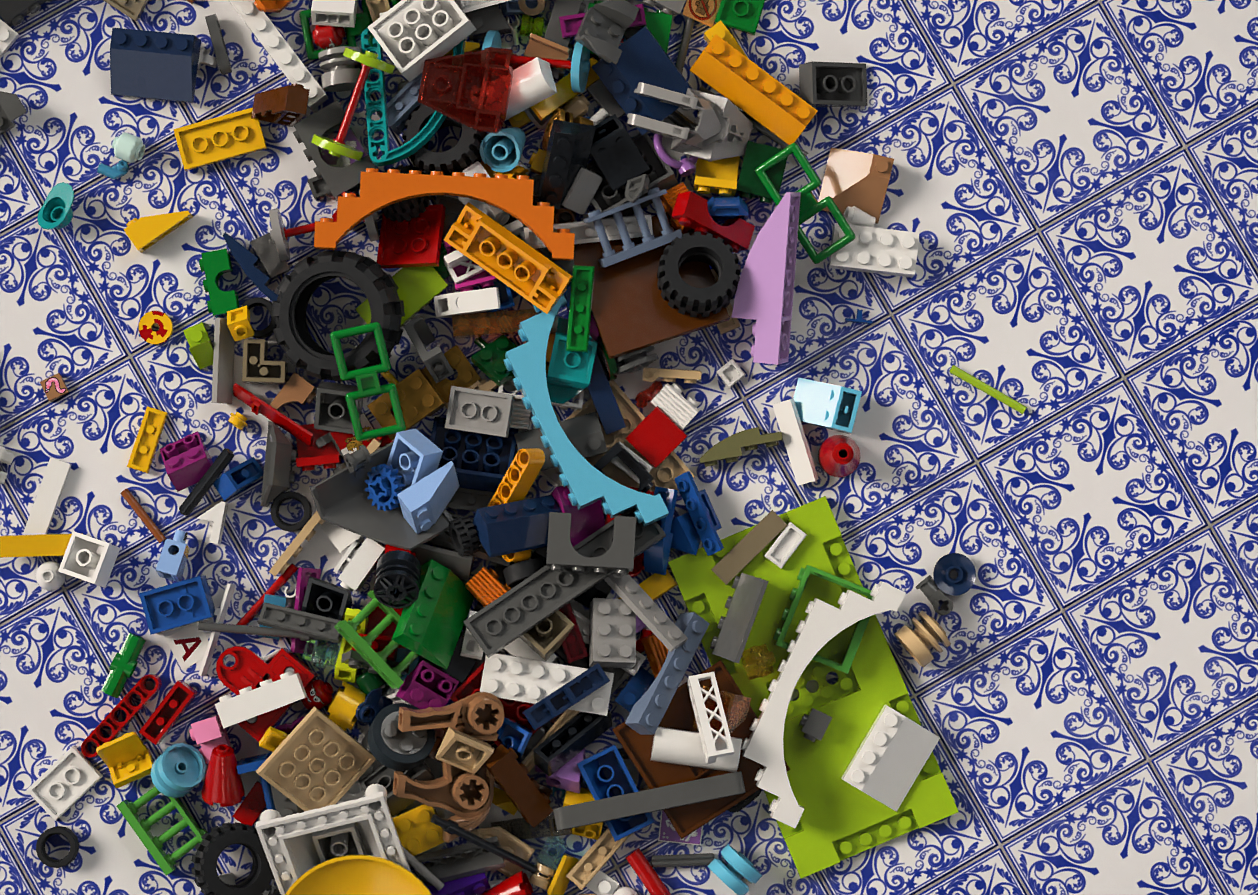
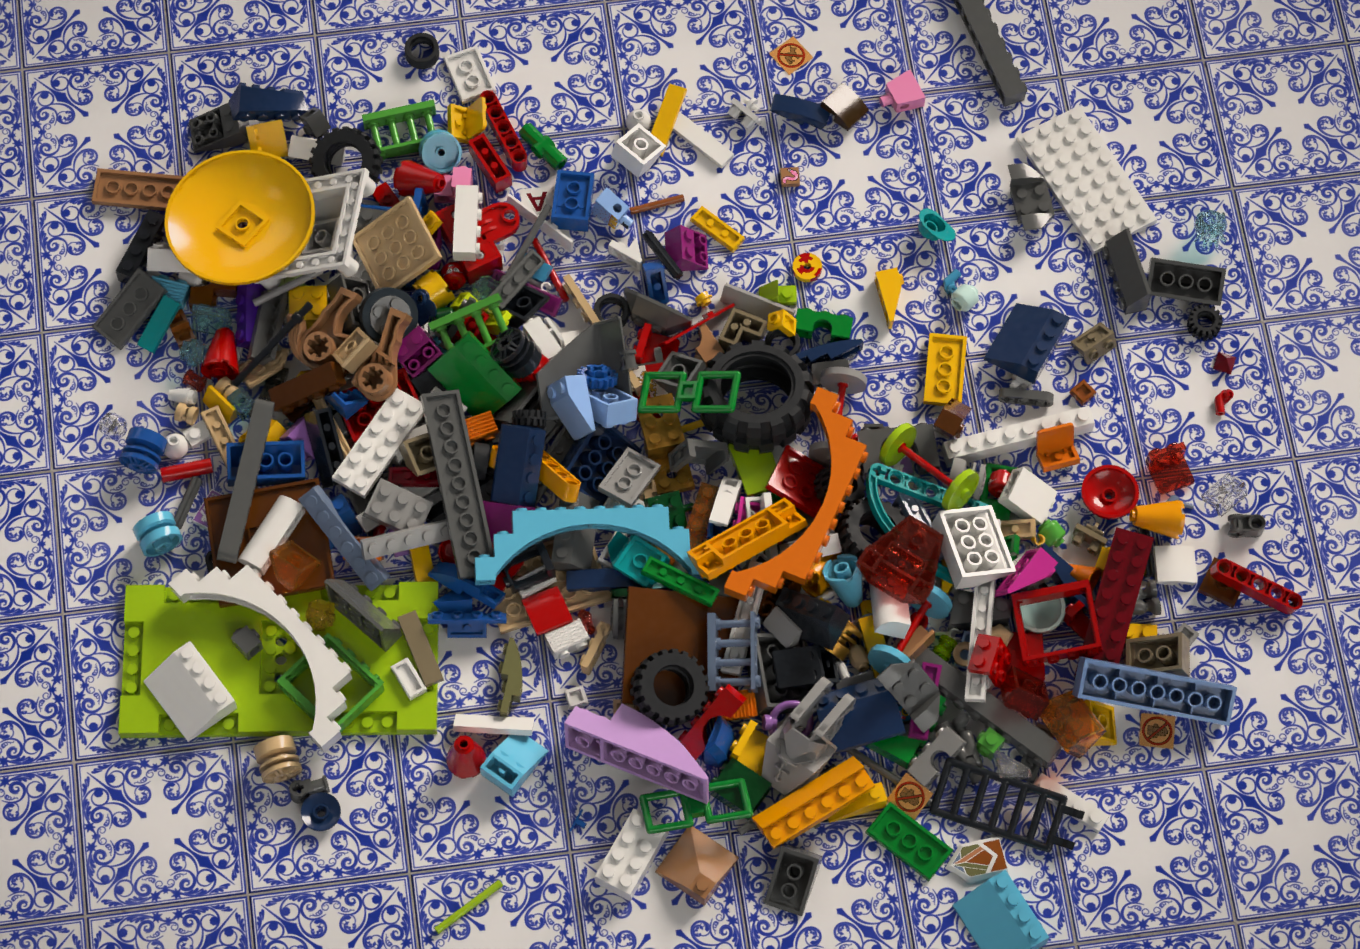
camera: 115 degrees right, 20 degrees down
(563, 555) = (480, 485): dark grey arch -> none
(566, 696) = (361, 447): dark blue slope -> none
(636, 187) = (766, 667): dark grey plate -> none
(702, 719) = (293, 543): white fence -> none
(857, 217) = (666, 851): white cone -> none

